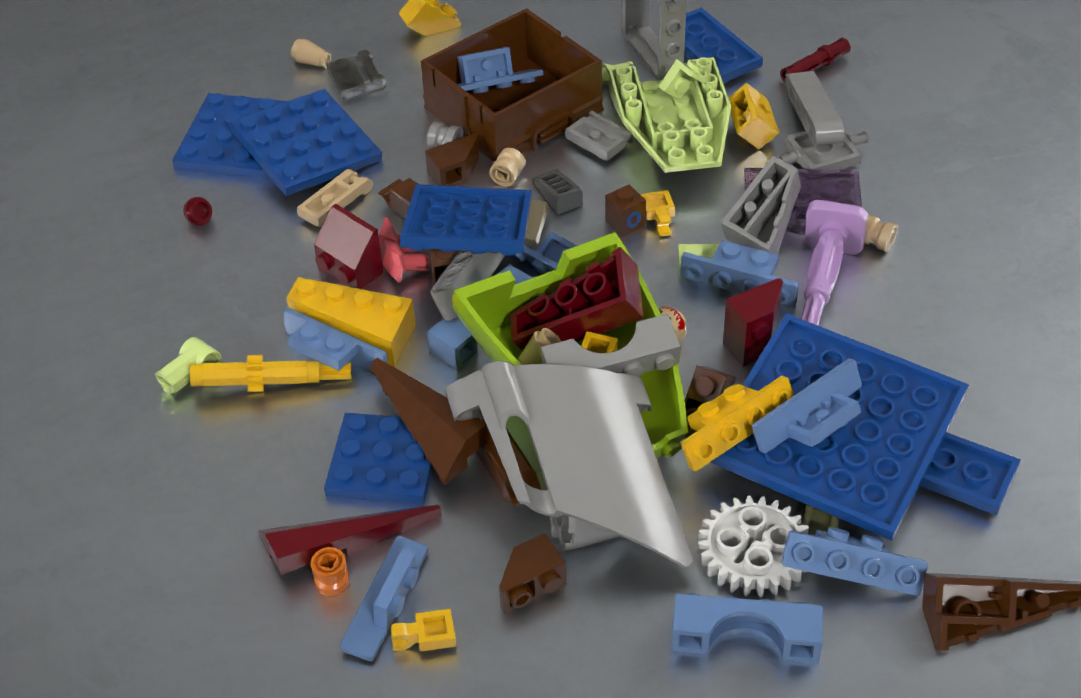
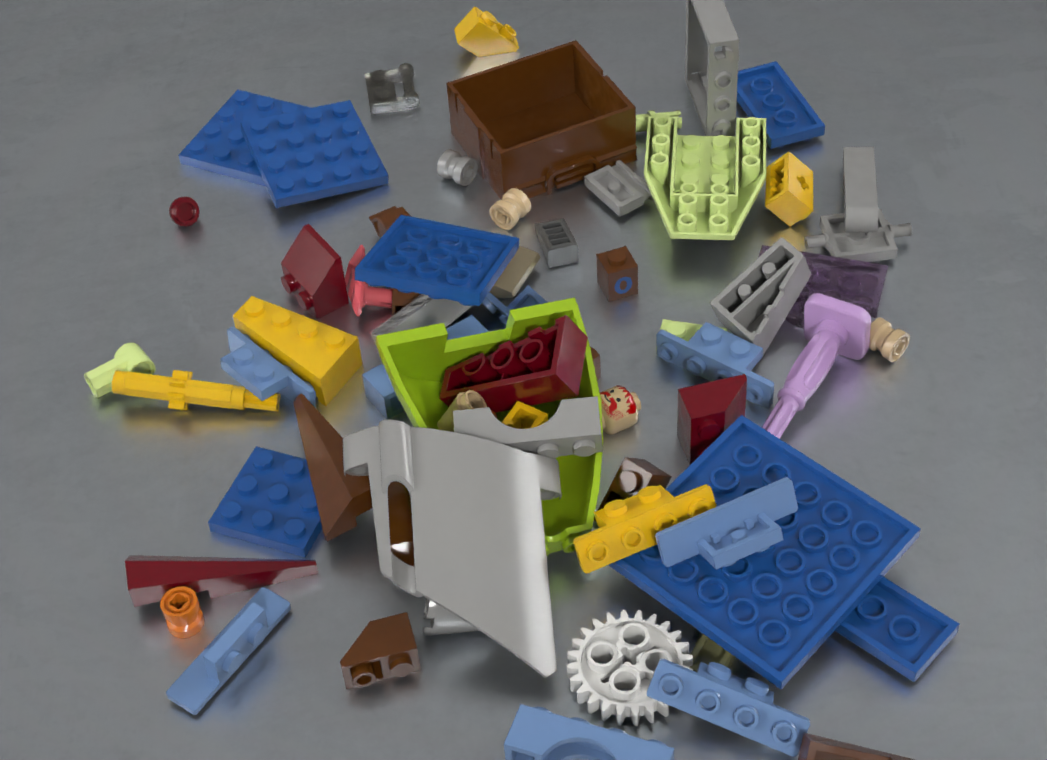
camera: 15 degrees right, 0 degrees up
(309, 53) = (351, 60): tan cone -> none
(339, 191) = (326, 213): tan plate -> none
(430, 630) = (259, 696): yellow plate -> none
(454, 161) = (458, 194): reddish brown slope -> none
(491, 68) = (523, 100): medium blue bracket -> none
(661, 208) = (655, 275): yellow plate -> none
(680, 77) = (719, 137): yellowish green bracket -> none
(823, 56) = (895, 132): dark red pin -> none

